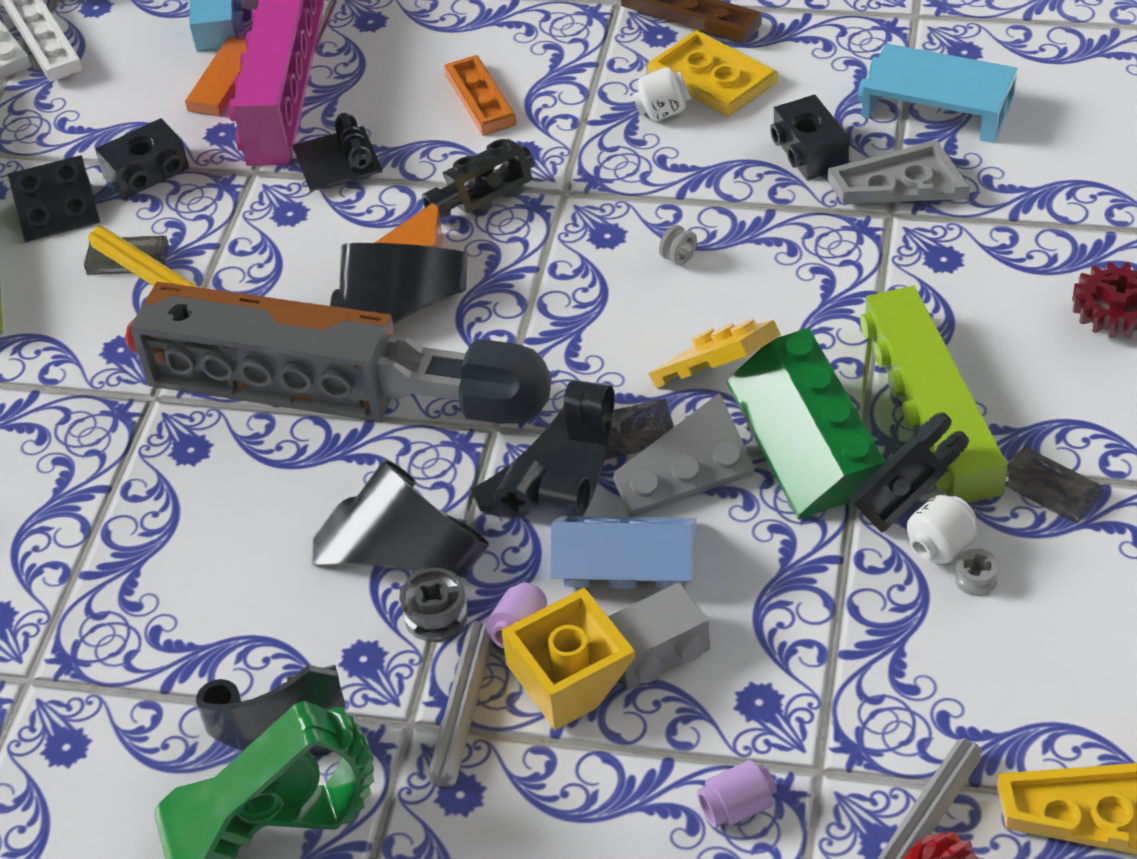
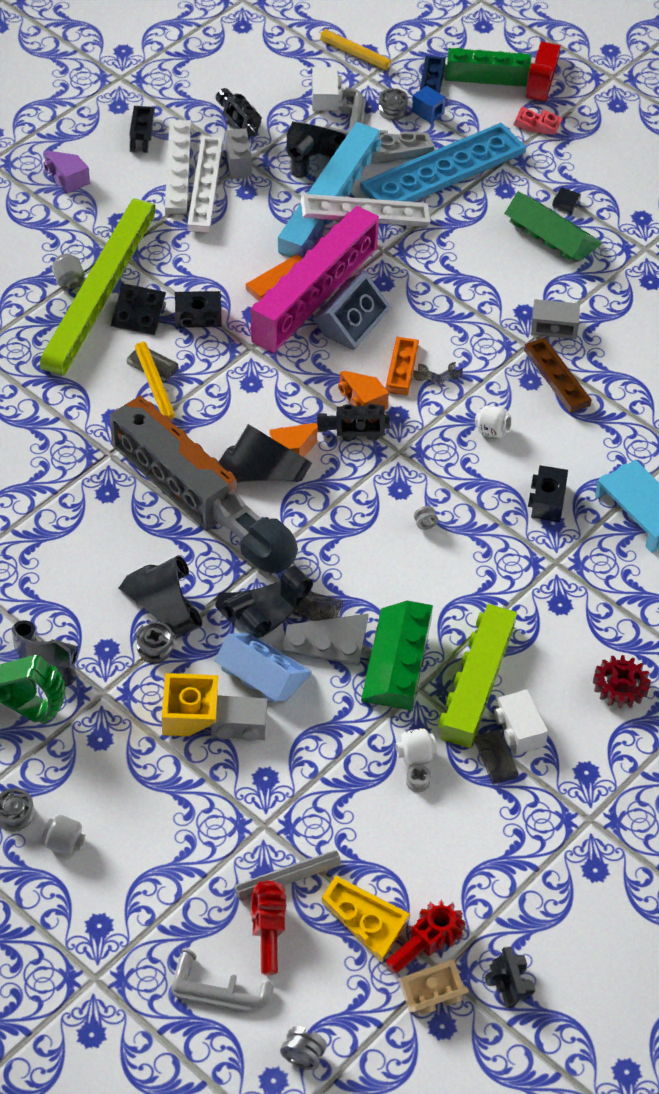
camera: 25 degrees right, 5 degrees up
(337, 156) = (298, 363): black hinge -> none
(360, 63) = (352, 311): none -> sand blue slope
(453, 138) = (362, 389): none -> orange slope
(461, 706) = (130, 697): light grey axle -> none
(514, 605) = (187, 665): lavender brick -> none
(515, 89) = (439, 379): none -> clear smoke arm
(716, 72) = (537, 422): yellow tile -> none
(716, 349) = (388, 590): yellow wing -> none
(737, 794) = (214, 813): lavender brick -> none
(900, 176) = (577, 544): light grey wing -> none
(909, 473) = (420, 709): black hinge -> none
(1045, 418) = (521, 722): none -> white brick

